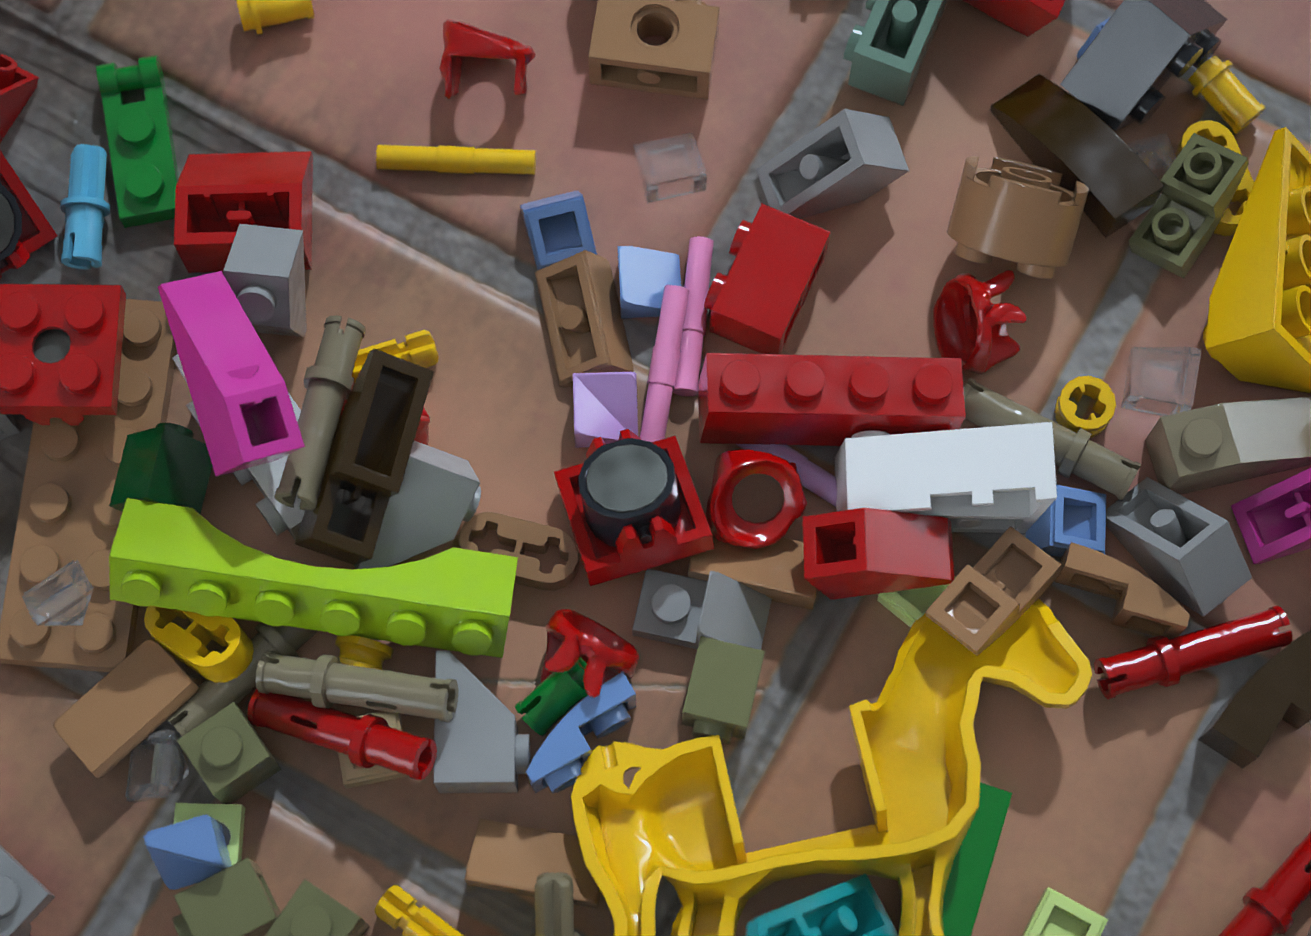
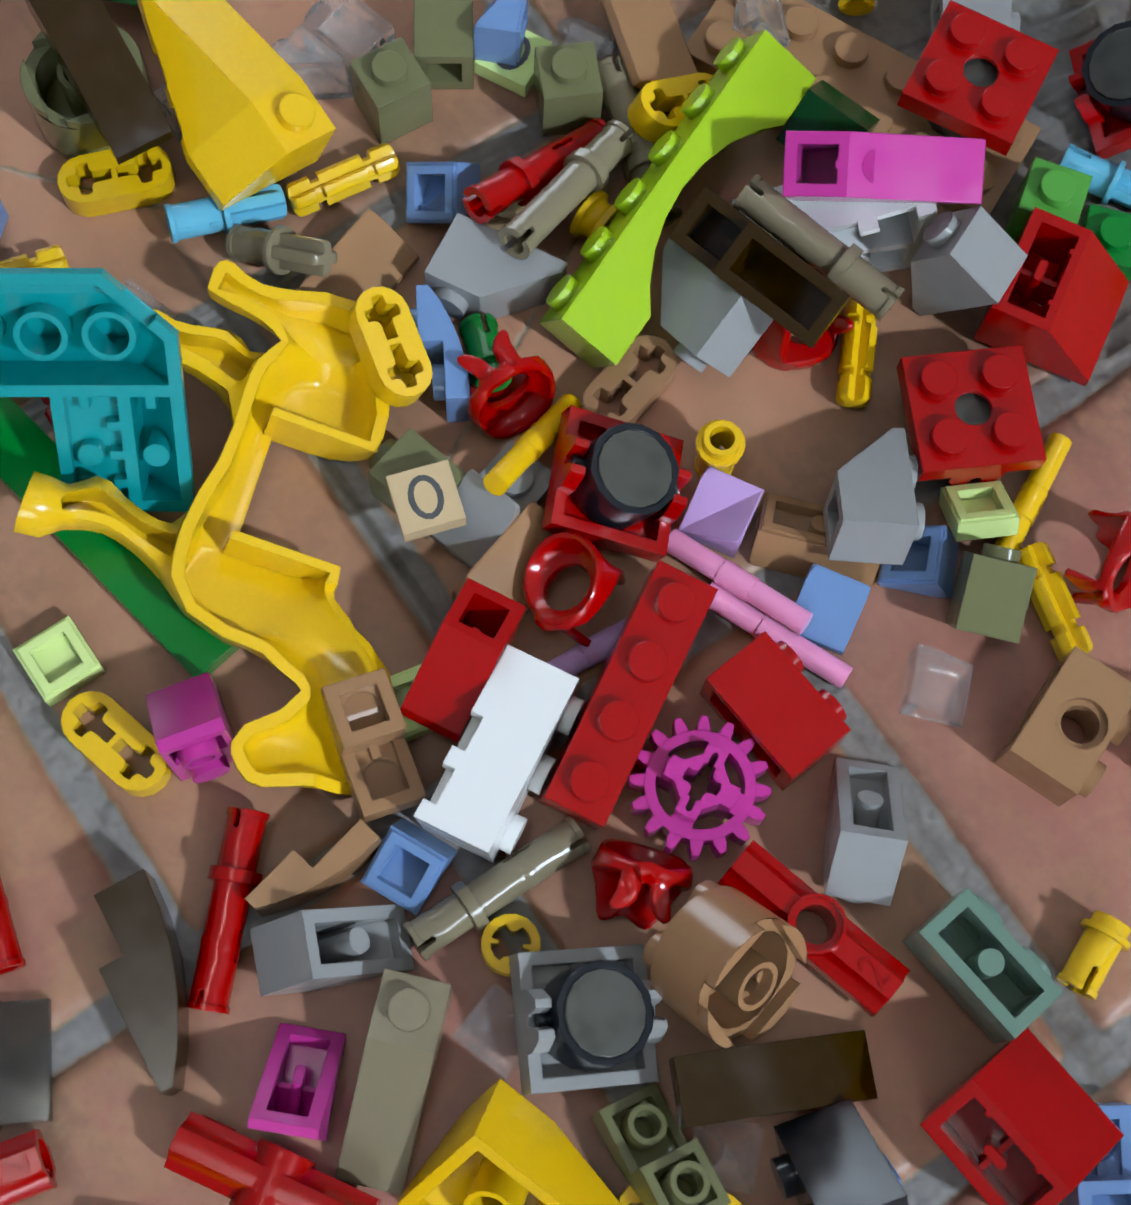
camera: 110 degrees right, 0 degrees up
(145, 249) = (1050, 189): none -> bright green brick
(401, 827) = (437, 189): none -> medium blue slope
(405, 229) = (970, 414): none -> red piece
(489, 193) = (979, 511): none -> yellowish green tile
(539, 272) = (874, 505): none -> light grey slope
(540, 102) = (1054, 602): none -> yellow axle
(556, 420) = (711, 438): none -> yellow pin
(570, 146) = (992, 593): none -> olive brick
(606, 767) = (381, 350): none -> yellow beam
(636, 595) = (528, 447): none -> yellow piece
(751, 653) = (426, 500): none -> tan tile
(893, 308) = (722, 799): none -> dark pink gear
(942, 143) = (848, 954): none -> red piece
(1066, 758) = (192, 728): none -> dark pink slope
(1115, 311) = (584, 1019): none -> piece
(1123, 837) = (106, 755): none -> yellow beam

